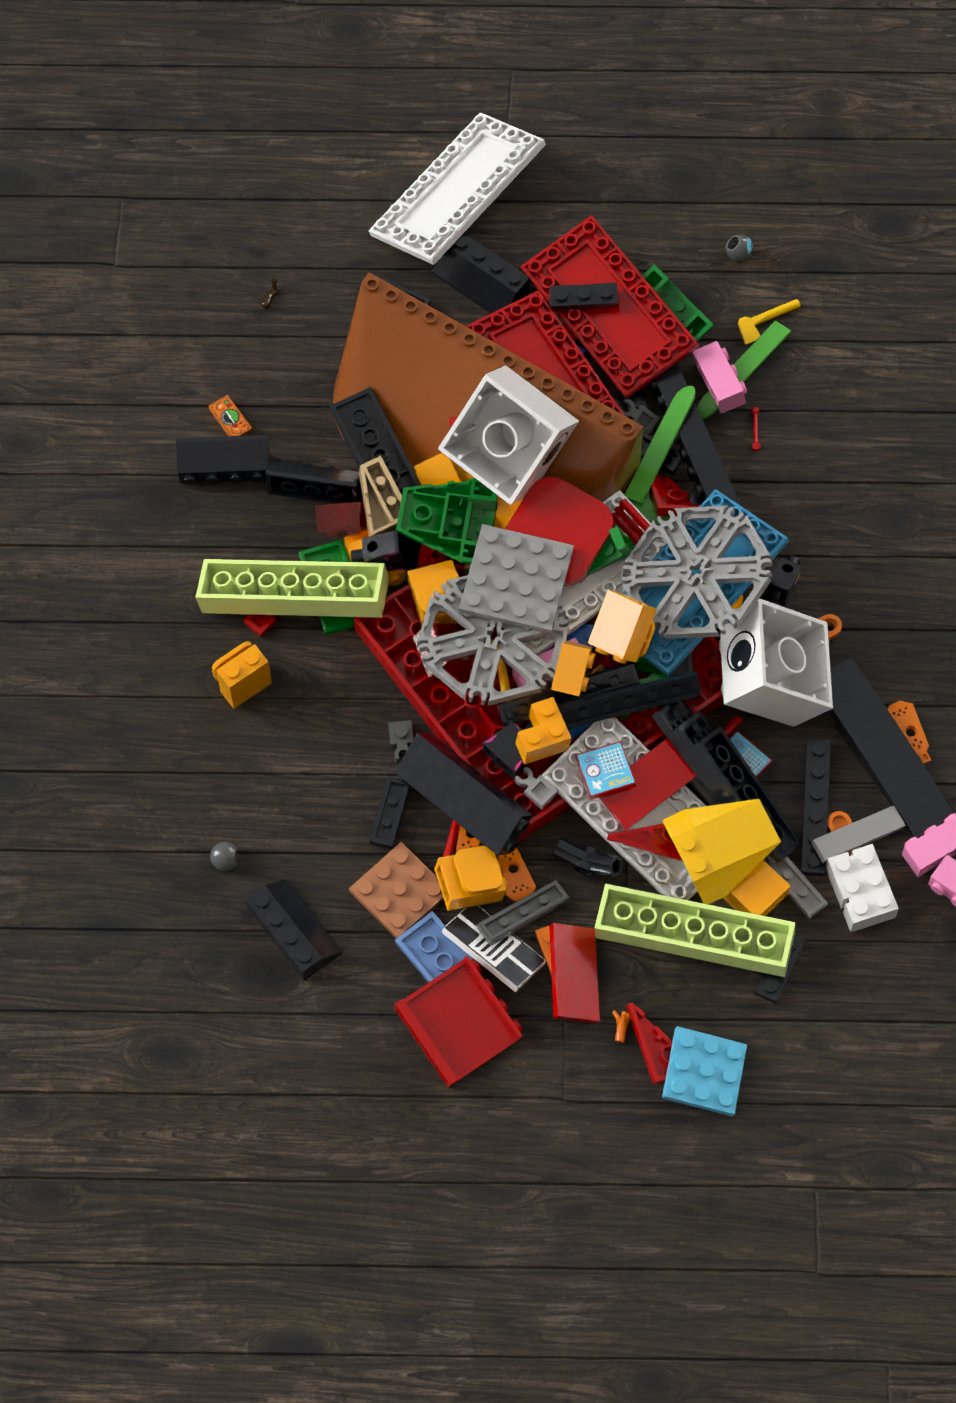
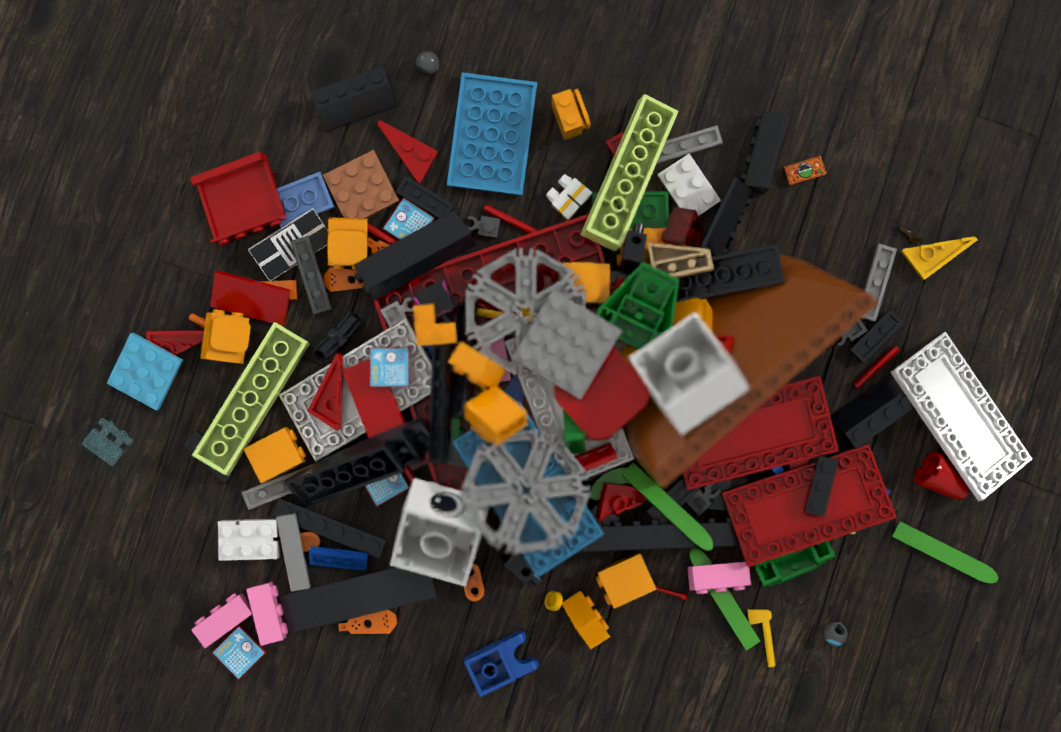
camera: 110 degrees right, 20 degrees up
(229, 538) = (690, 144): none -> light grey tile
(285, 531) = (688, 186): none -> white plate
(289, 265) = (931, 257): none -> yellow wing
(289, 760) = (492, 134): none -> dark azure plate
(321, 313) = (879, 276): none -> light grey tile
(339, 652) = (562, 203): none -> white hips
(339, 841) = (414, 154): none -> red wing
(385, 713) = (508, 219): none -> red bar
(423, 825) = (407, 219): none -> medium azure tile
(449, 298) = (875, 367): none -> red bar
(531, 192) = (941, 477): none -> red cone
(612, 169) = (944, 553): none -> bright green piece
(631, 982) = (225, 337): none -> light orange brick
(722, 844) = (305, 438): yellow wedge -> none
(758, 469) = (625, 580): none -> light orange brick
(809, 539) = (553, 601): none -> yellow tile
(812, 1094) = (103, 446): none -> clear light blue plate
(818, 494) = (586, 620): none -> light orange brick
(847, 783) = (338, 558): none -> blue plate
(903, 576) = (504, 664): none -> blue brick

